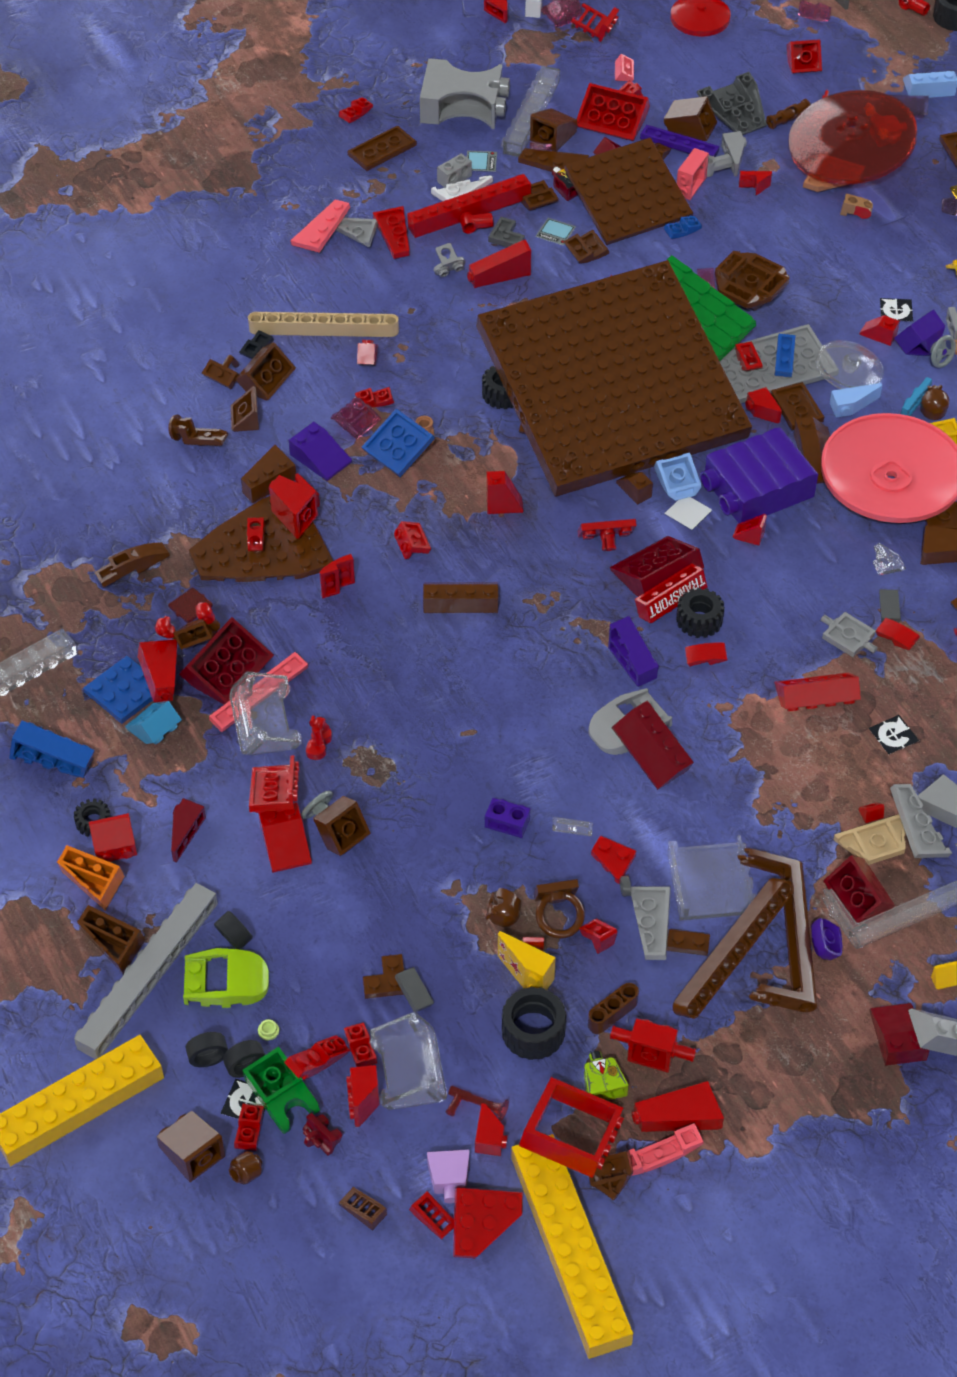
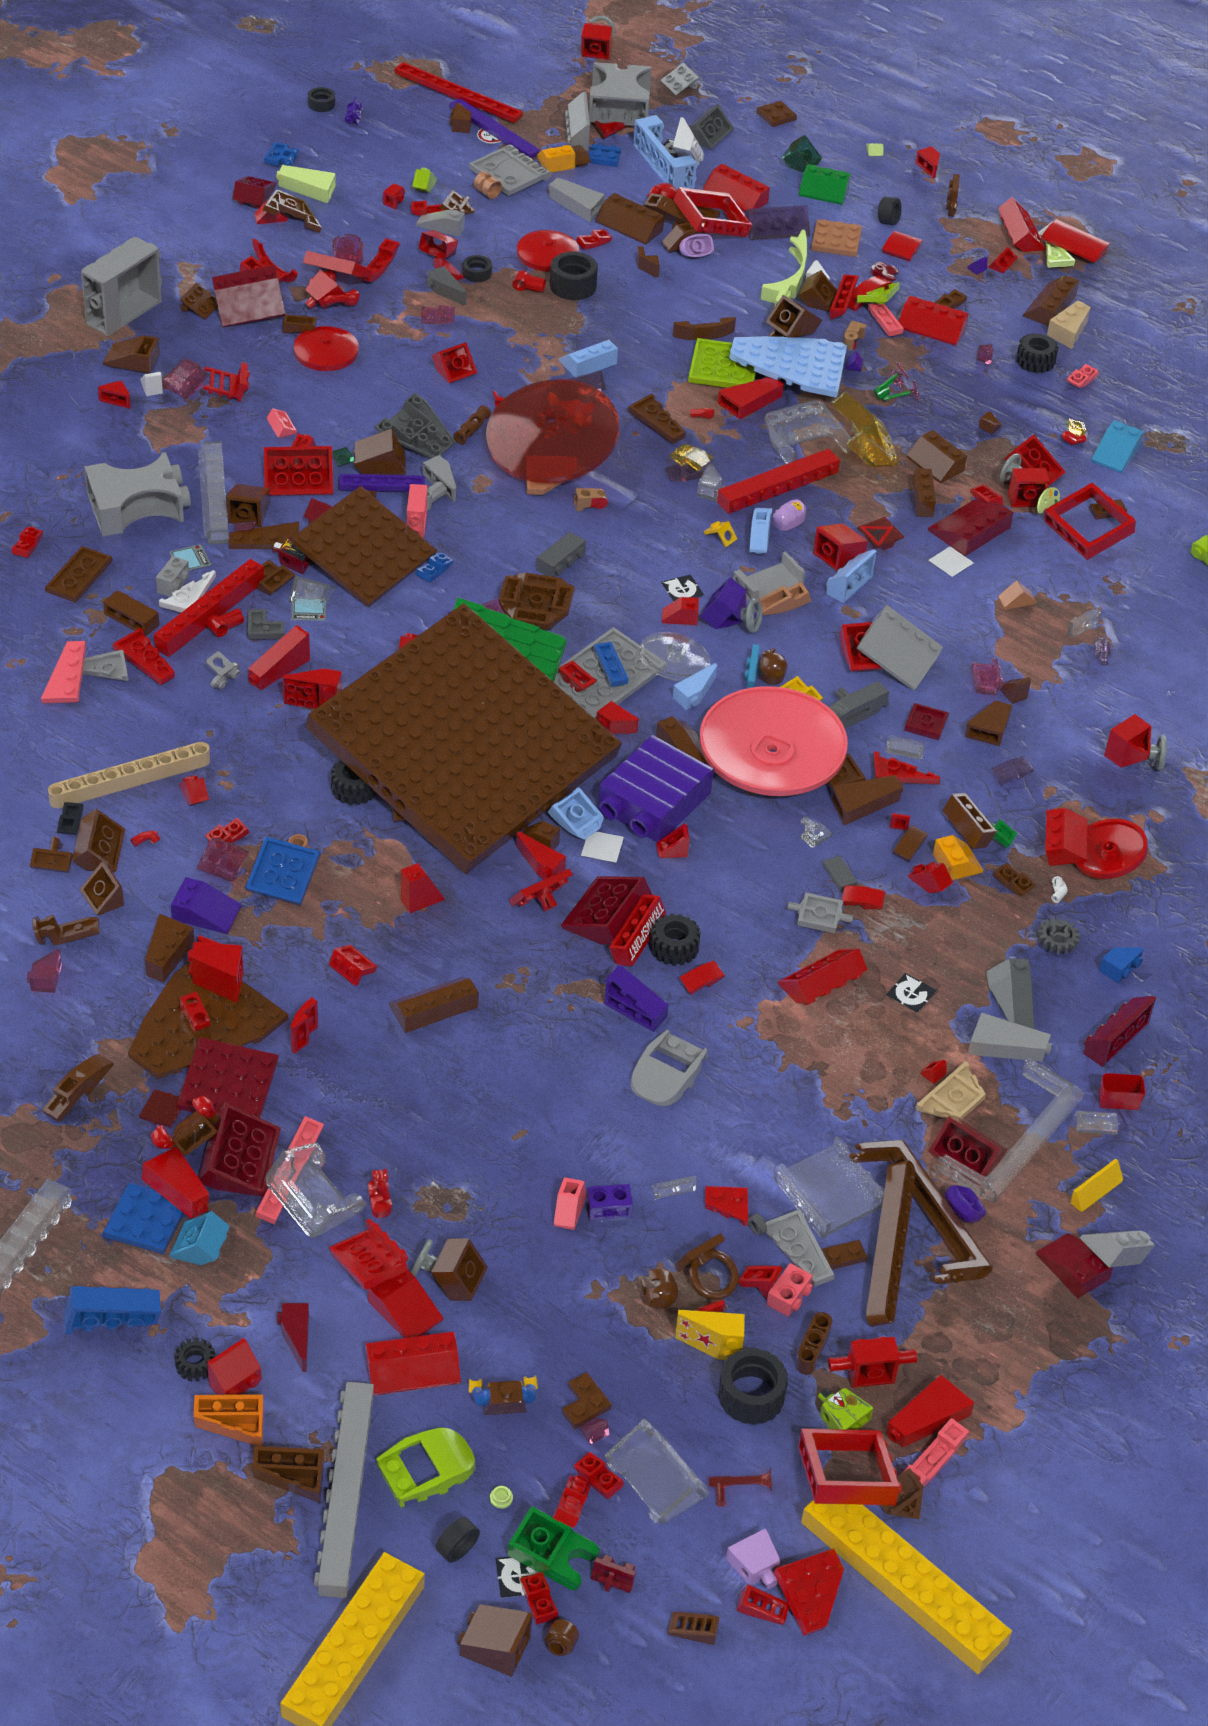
camera: 30 degrees left, 5 degrees down
(163, 463) = (45, 973): none -> clear pink slope
(233, 930) = (411, 1413): black tyre -> none
(241, 1056) = (499, 1532): black tyre -> none
(254, 599) = (228, 1076): none -> dark red plate
(261, 889) = (413, 1363): none -> red slope
(301, 379) = (144, 836): none -> red arm
(320, 947) = (504, 1396): none -> reddish brown torso
(362, 1093) = (633, 1516): red slope -> none
(380, 1006) = (595, 1430): none -> clear pink slope
(403, 191) = (131, 612): none -> reddish brown brick
(414, 989) = (620, 1401): dark grey tile -> none
(470, 805) = (569, 1203): none -> coral slope
(490, 1133) = (770, 1505): red slope -> none
(506, 293) = (311, 687): none -> red slope
(563, 218) = (310, 593): none -> clear slope
(587, 247) = (351, 615): reddish brown slope -> none
(616, 950) = (786, 1288): none -> coral brick
(625, 502) = (540, 857): none -> red slope
(652, 745) = (708, 1081): dark red slope -> none
(658, 110) = (342, 456): none -> plate
(755, 179) = (478, 499): red slope -> none
(796, 403) = (646, 708): reddish brown plate -> none
(800, 248) = (561, 555): none -> dark grey brick
(917, 824) = (989, 1073): light grey wing -> none

